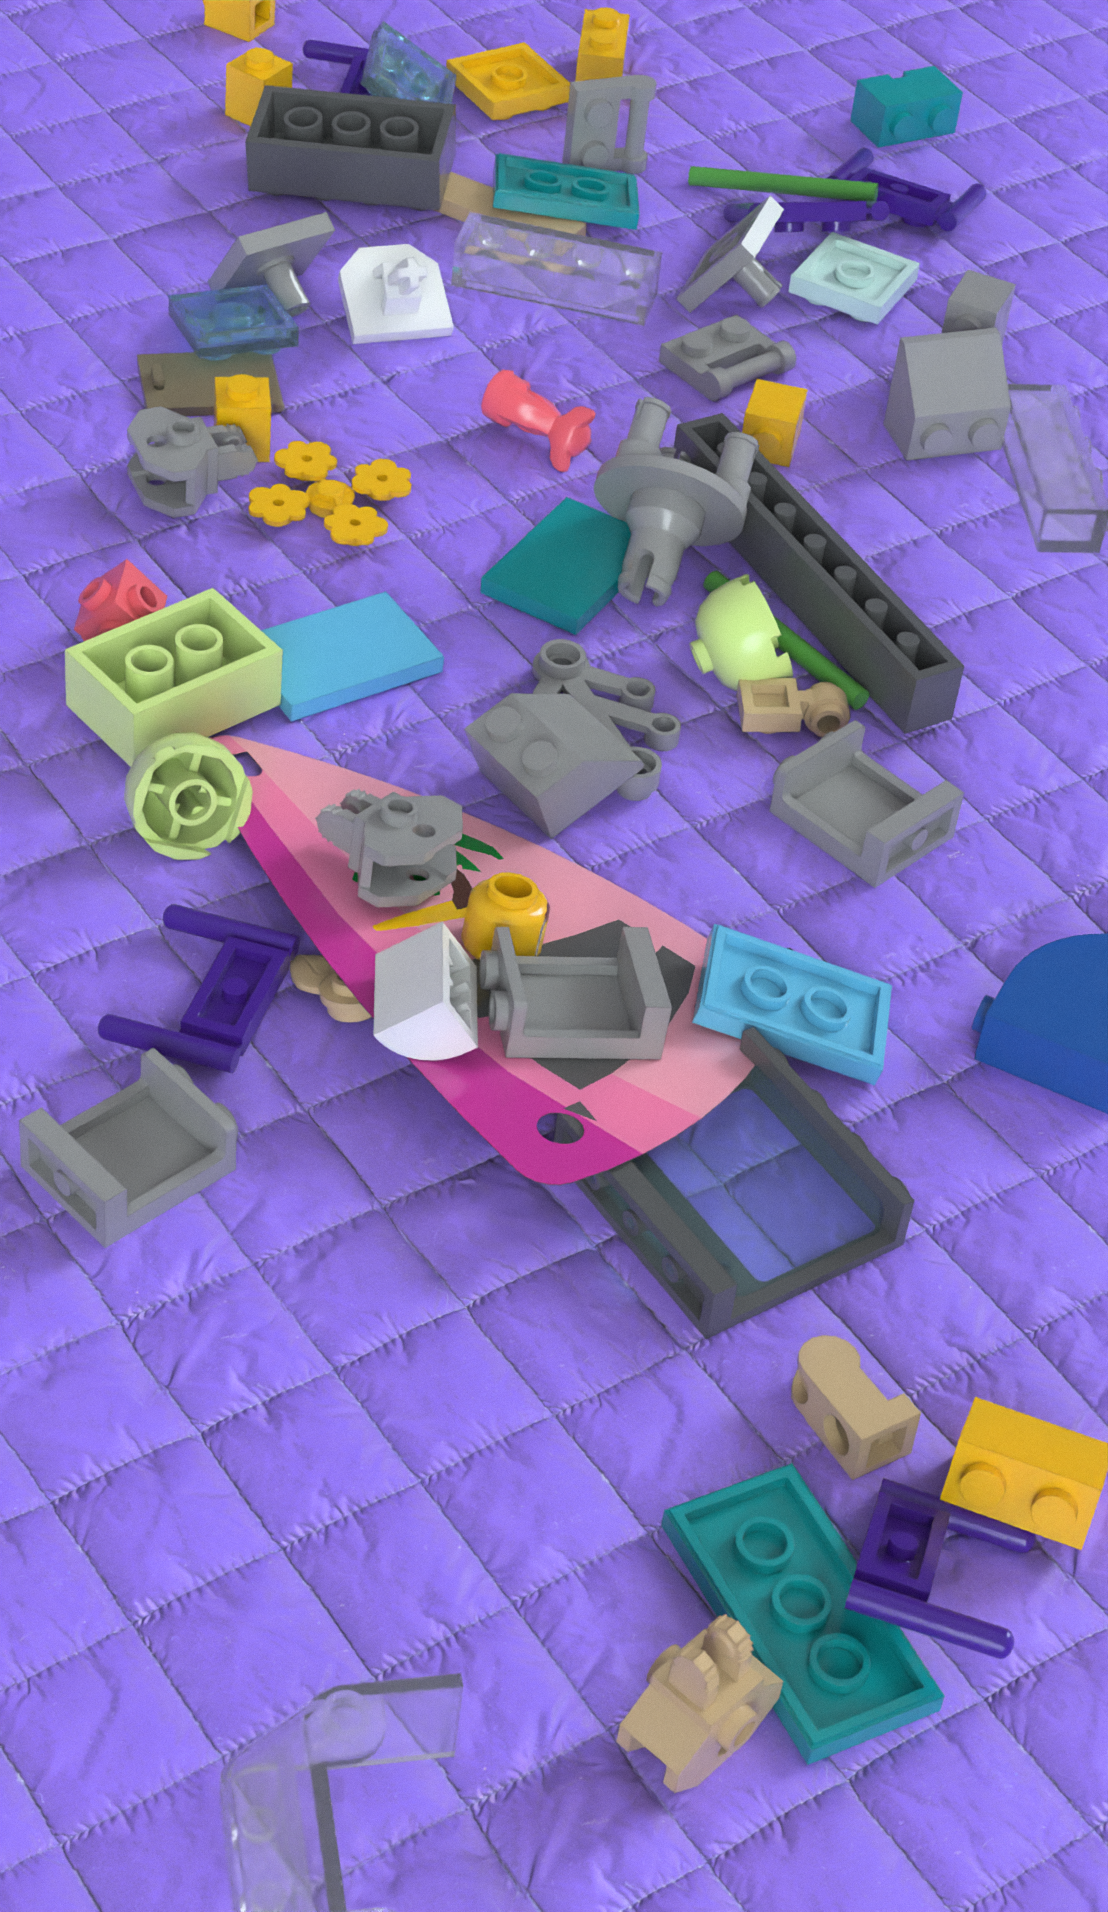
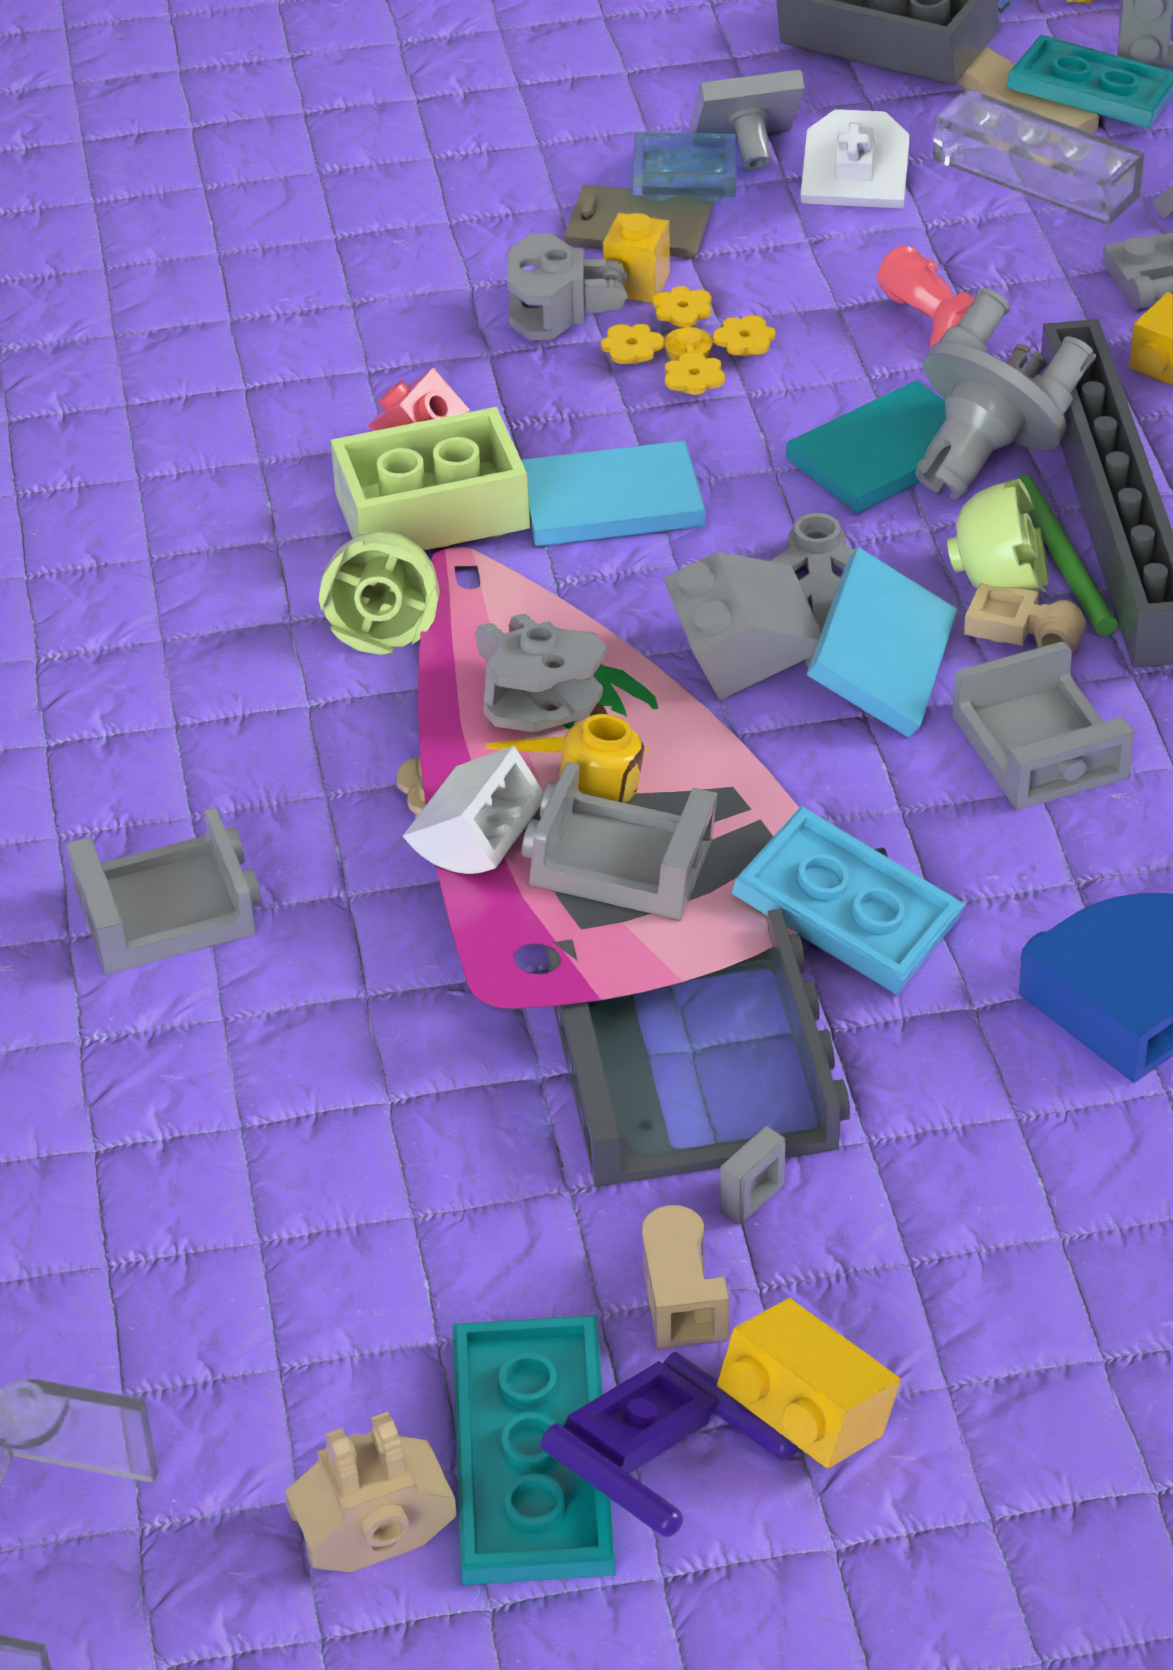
camera: 30 degrees right, 0 degrees up
(228, 1000) = (324, 781): dark purple plate -> none
(687, 753) = (882, 642): none -> medium azure tile
(860, 1289) = (752, 1175): none -> light grey tile

